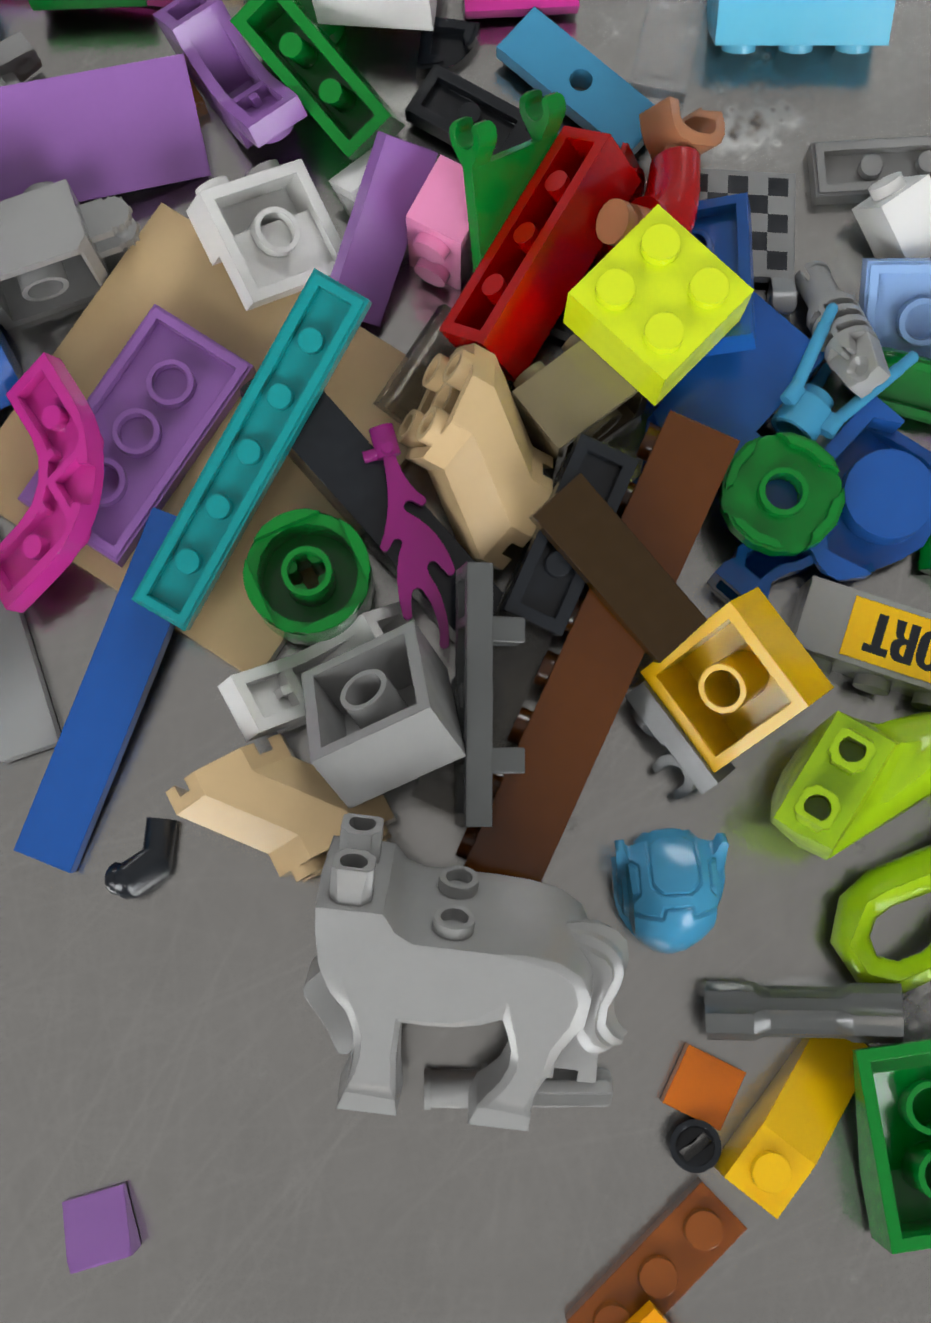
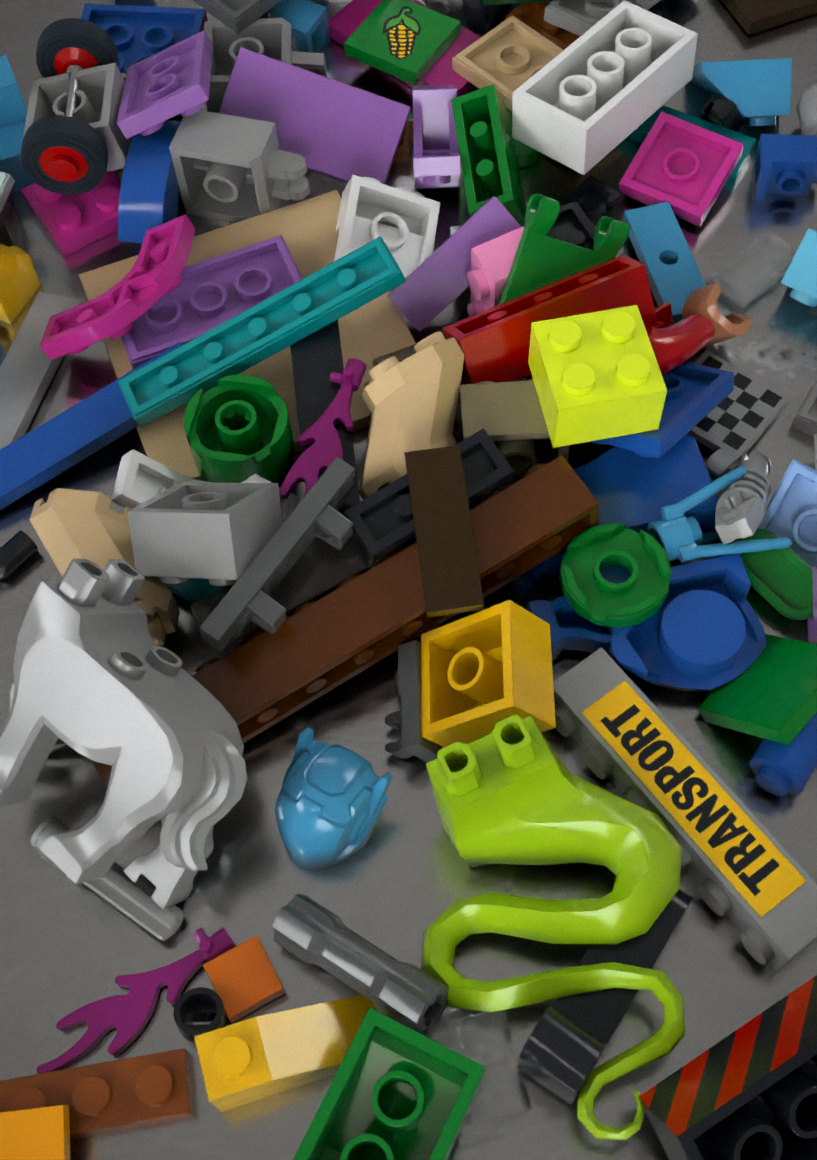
camera: 40 degrees right, 20 degrees down
(627, 1180) = (132, 1011): none -> magenta piece

